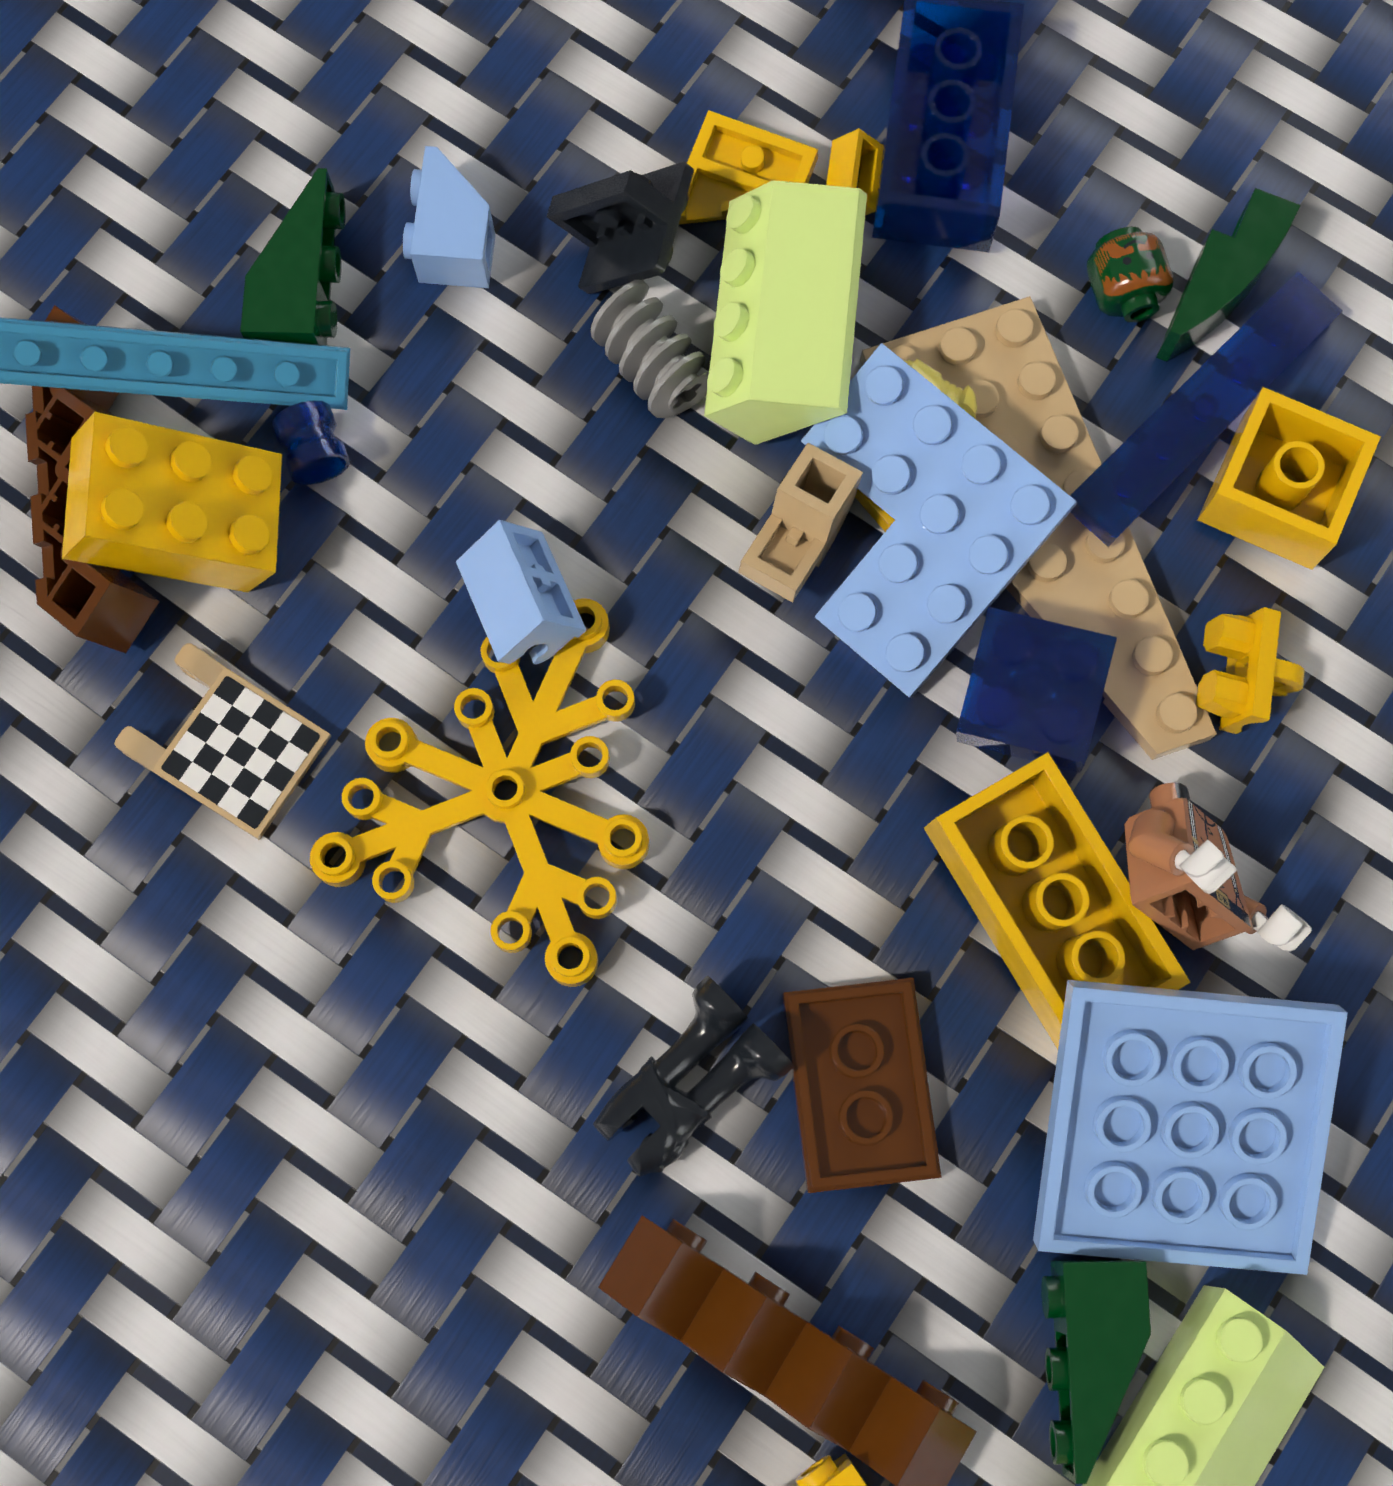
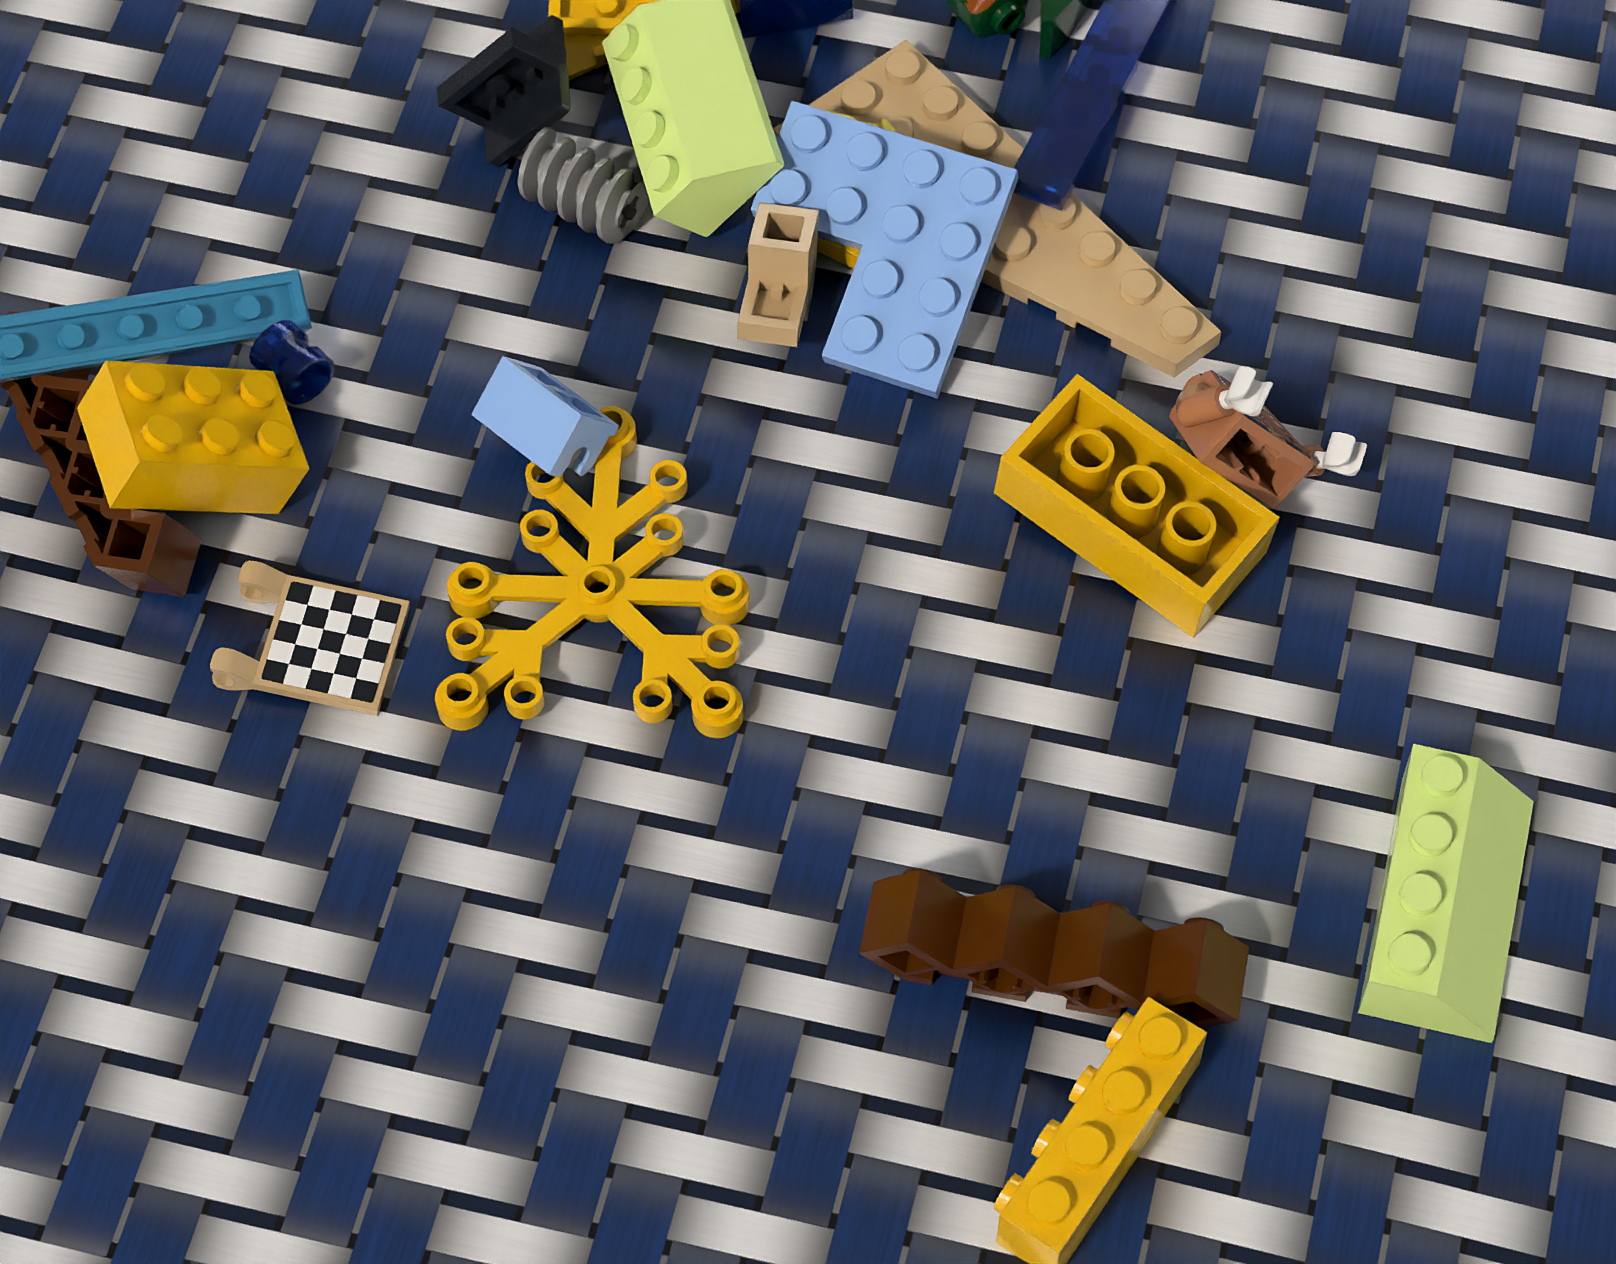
camera: 20 degrees left, 15 degrees down
(293, 275) = (218, 221): dark green slope -> none
(451, 228) = (351, 143): light blue slope -> none
(681, 1112) = (874, 700): black piece -> none
(861, 1085) = (1027, 722): reddish brown tile -> none
(1035, 689) = (1042, 334): clear blue brick -> none
(1099, 1340) = (1321, 834): dark green slope -> none
(1188, 1127) = (1327, 634): light blue plate -> none
(1252, 669) = (1228, 265): yellow hips -> none
(1289, 478) = (1195, 106): yellow brick -> none

